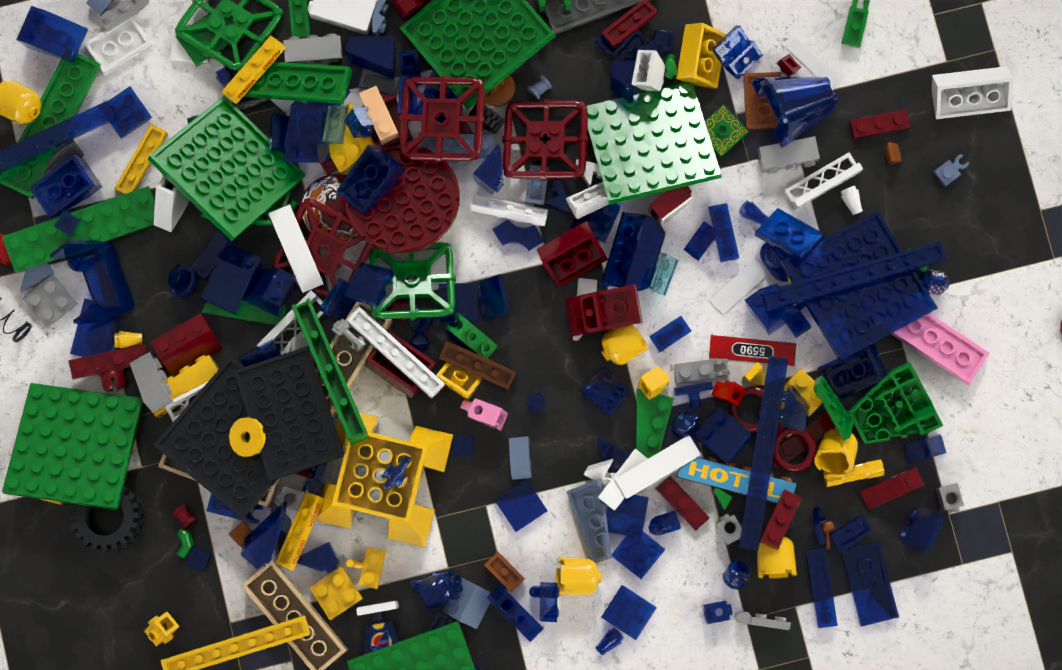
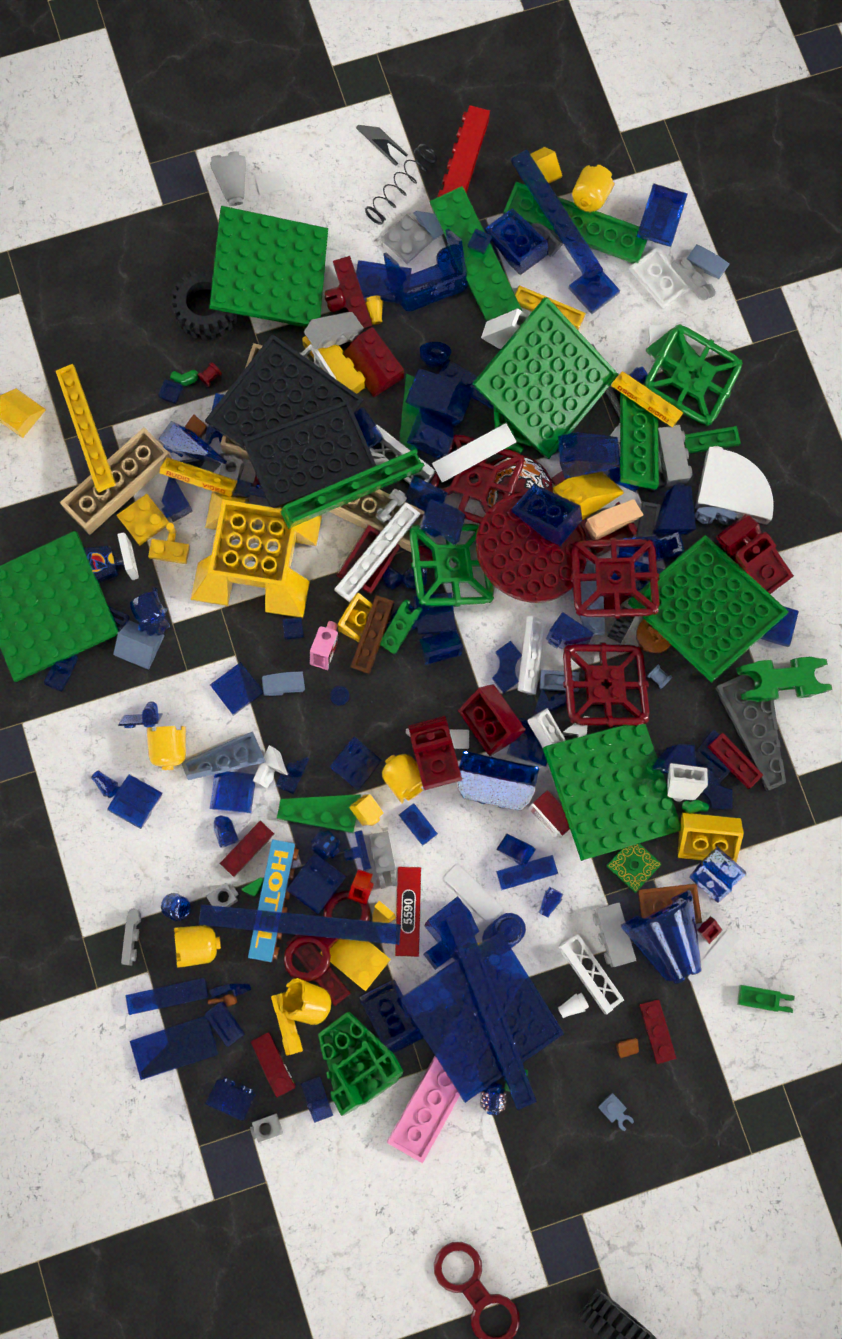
camera: 80 degrees right, 5 degrees down
(161, 629) = (101, 361): yellow brick -> none
(238, 441) = (283, 408): yellow tile -> none
(278, 131) = (589, 427): clear blue tile -> none
(335, 125) = (599, 478): clear light blue plate -> none
(359, 122) = (603, 498): clear blue brick -> none
(396, 474) = (252, 553): clear blue piece -> none
(504, 571) = (170, 676): dark orange plate -> none
(514, 612) = (130, 688): clear blue slope -> none
(612, 493) = (265, 786): white sticker -> none
(638, 551) = (195, 806): clear blue tile -> none
(657, 466) = (280, 818): white sticker -> none
(663, 273) = (479, 813): clear light blue plate -> none
(709, 612) = (138, 881): clear blue brick -> none
(780, 519) = (232, 946): dark red plate -> none
(789, 234) = (529, 939): clear blue tile -> none
(795, 410) = (346, 955): clear blue slope -> none
(834, 407) = (349, 995): green wing -> none
(972, 92) = (701, 1130): white slope -> none

